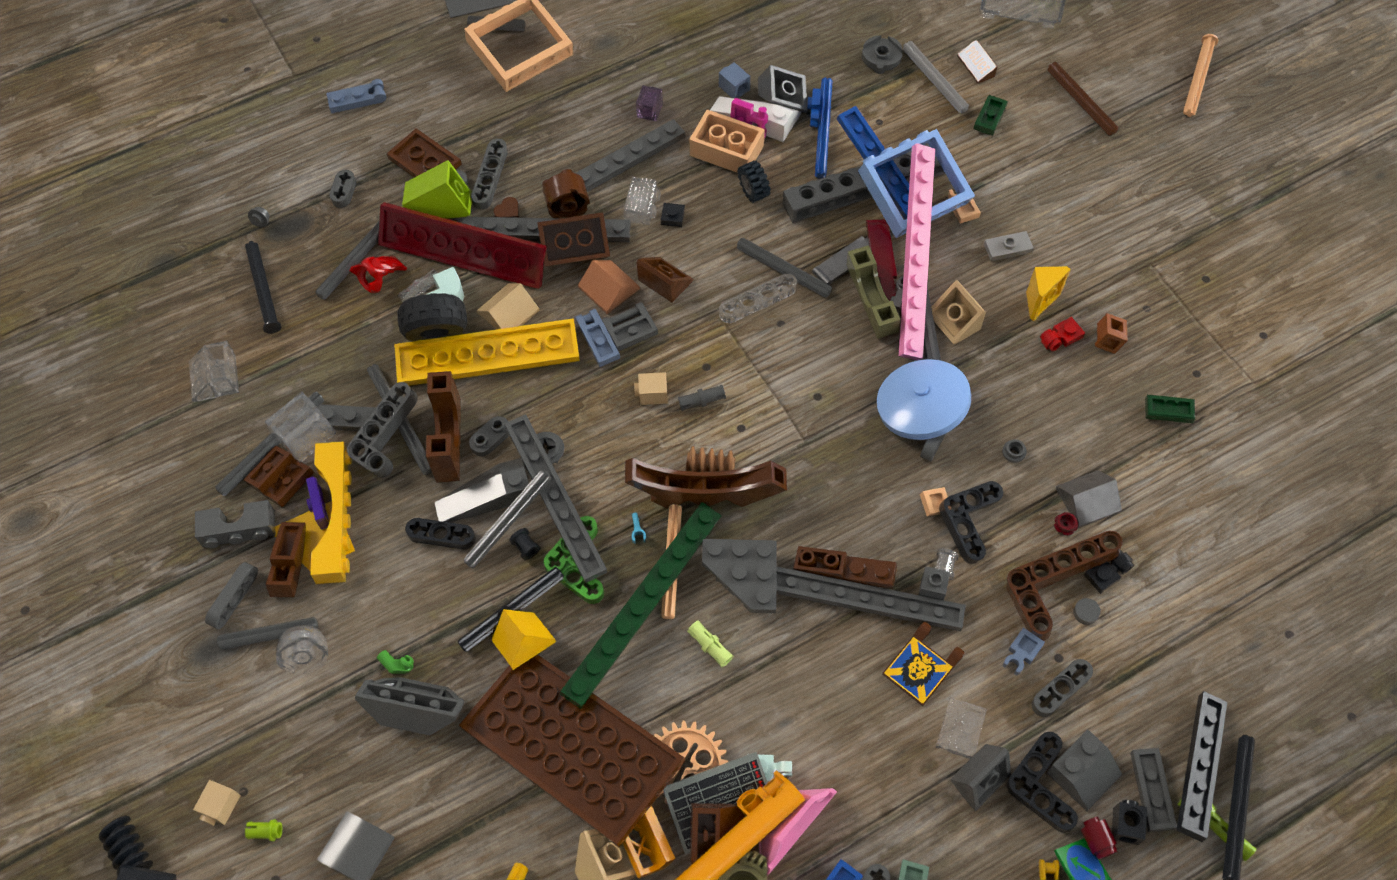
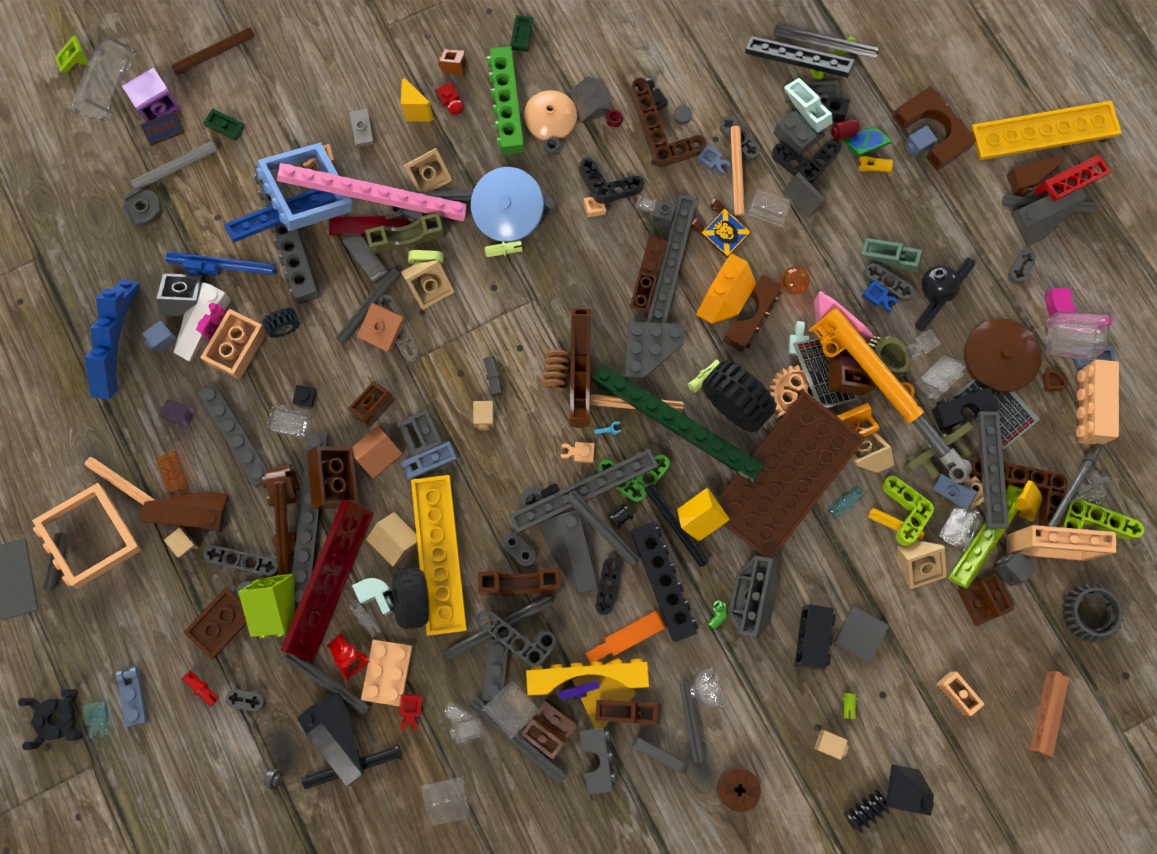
camera: 90 degrees left, 15 degrees up
(177, 685) = (747, 798): none -> reddish brown brick
(291, 377) = (464, 722): none -> clear slope
(299, 255) = (331, 733): none -> black wedge
(316, 334) = (409, 708): none -> red plate
(339, 30) = (42, 715): none -> black plate
(339, 69) = (95, 715): none -> clear light blue plate
(351, 777) = (815, 637): none -> black brick
(358, 149) = (200, 688): none -> red pin
(359, 312) = (386, 672): none -> light nougat plate
(378, 559) = (628, 636): none -> orange piece
(427, 591) = (652, 532): none -> black brick
(510, 118) = (180, 542): none -> tan panel
(517, 196) = (281, 528): none -> reddish brown axle
(536, 831) = (846, 502): none -> clear light blue pin
(542, 125) = (193, 511): none -> reddish brown wedge
(556, 461) = (550, 490): none -> black tile
(571, 71) = (117, 481): none -> light nougat axle
(585, 106) = (172, 472): none -> clear orange plate
(609, 498) = (581, 452): none -> light nougat plate
(671, 669) = (739, 396): none -> black tyre
(729, 27) = (105, 334): none -> blue arch
(755, 278) = (381, 327): none -> nougat plate
(812, 320) = (427, 282): none -> tan slope
(828, 720) = (741, 332): none -> reddish brown arch
(834, 671) = (728, 291): none -> light orange wedge
(847, 319) = (420, 256): none -> yellowish green beam
(855, 763) = (794, 280): none -> clear orange hair
(867, 402) = (503, 249): none -> yellowish green axle
(1010, 681) = (737, 170): none -> light nougat axle
(1012, 45) = (150, 95): none -> slope
(1013, 408) = (503, 58): none -> bright green brick
(1058, 460) = (554, 123): none -> light nougat dish
(1125, 778) = (809, 105): none -> light aqua slope

